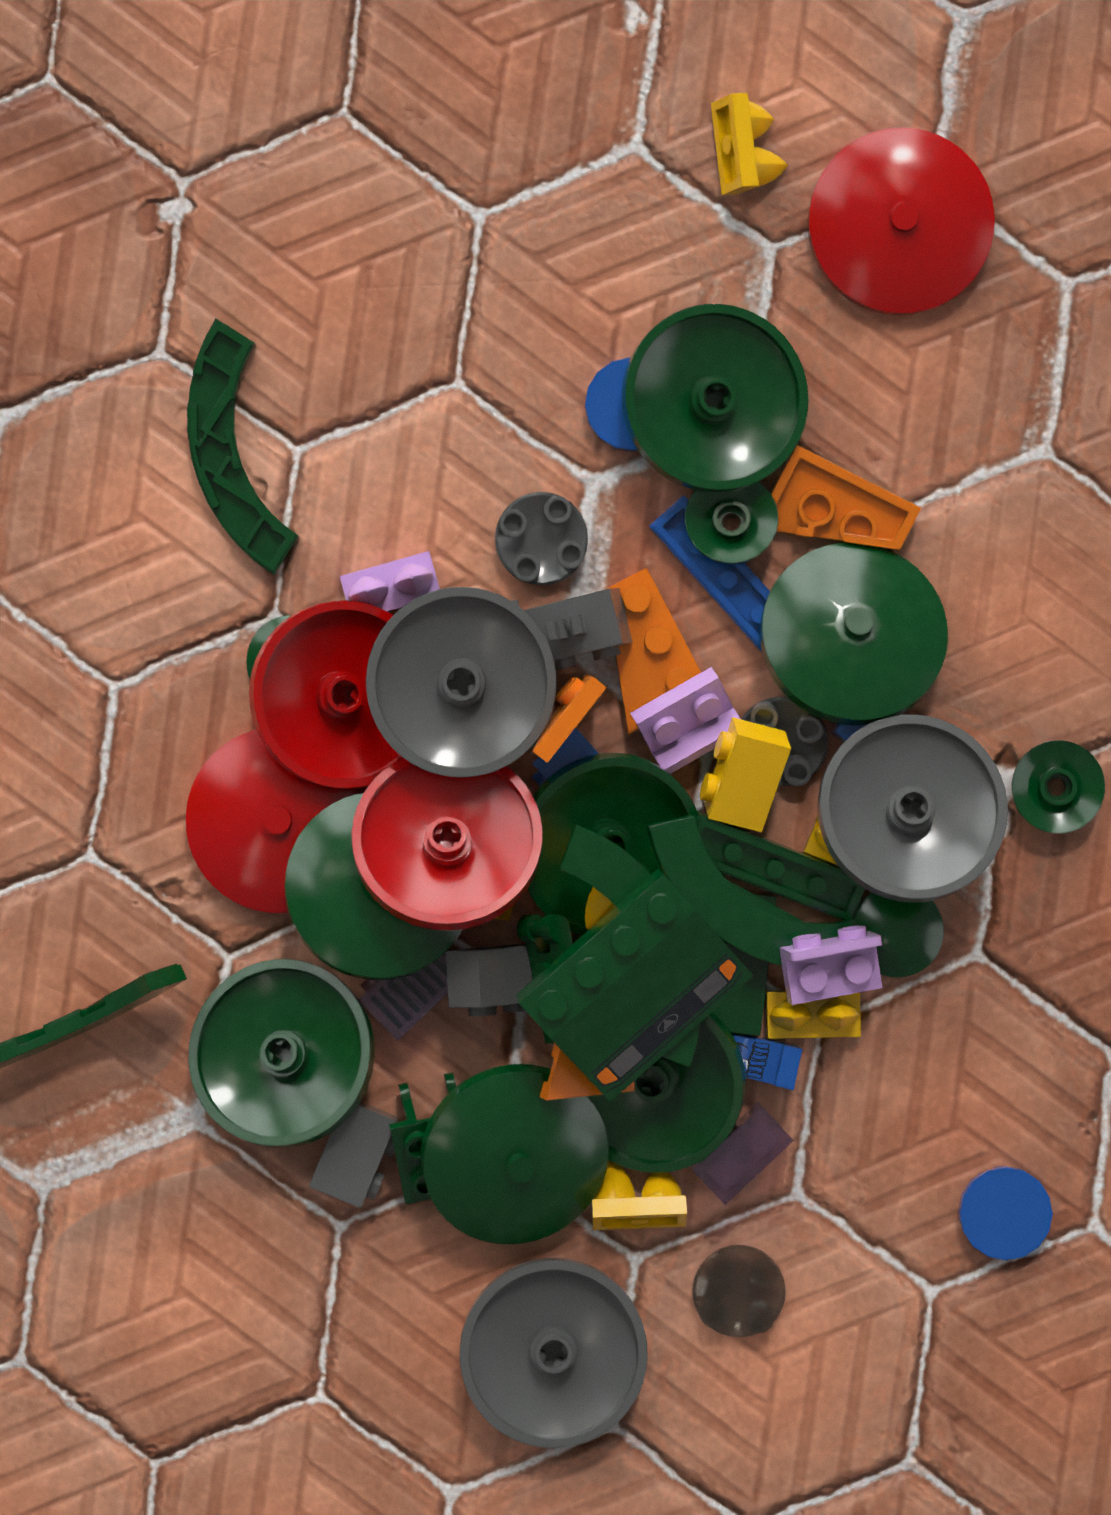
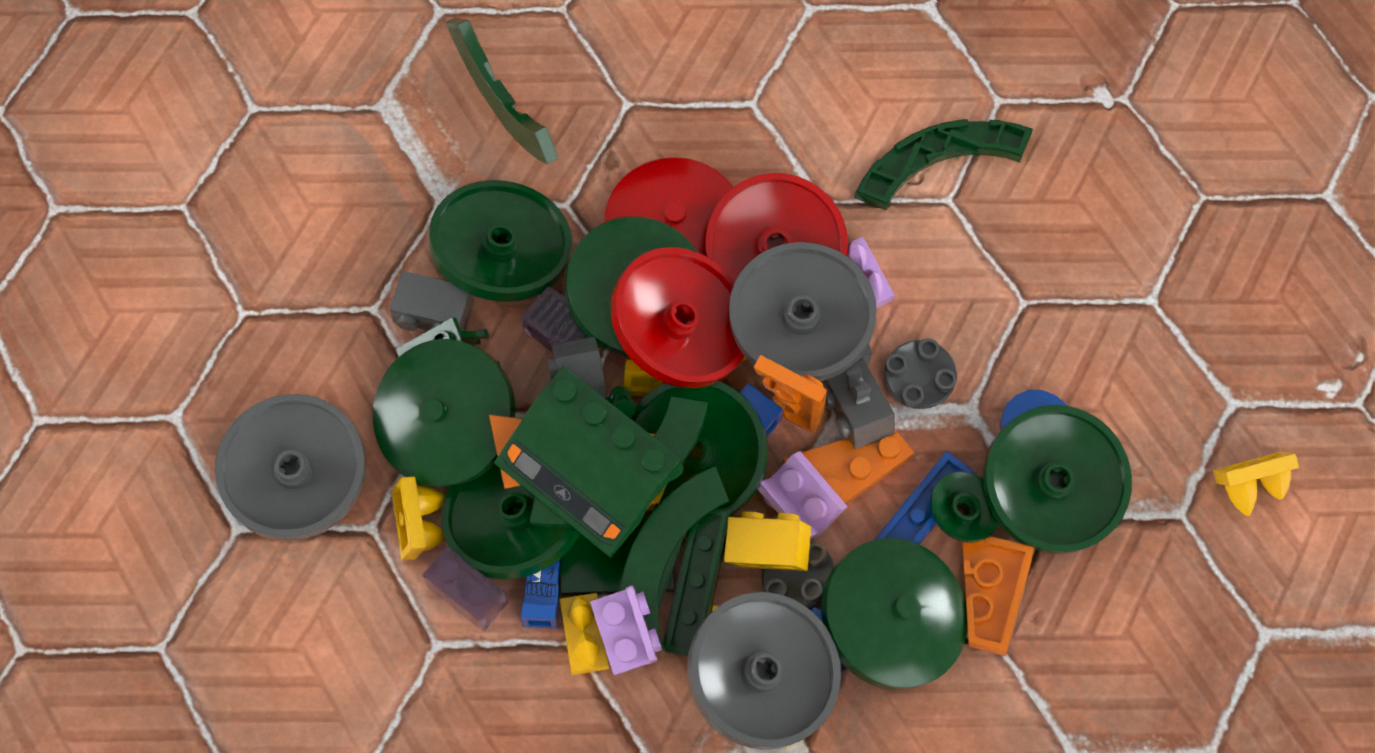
camera: 85 degrees right, 20 degrees down
(739, 1291) = (353, 607): clear smoke dish -> none
(901, 221) = (1228, 609): red dish -> none
(908, 933) = (659, 692): dark green dish -> none

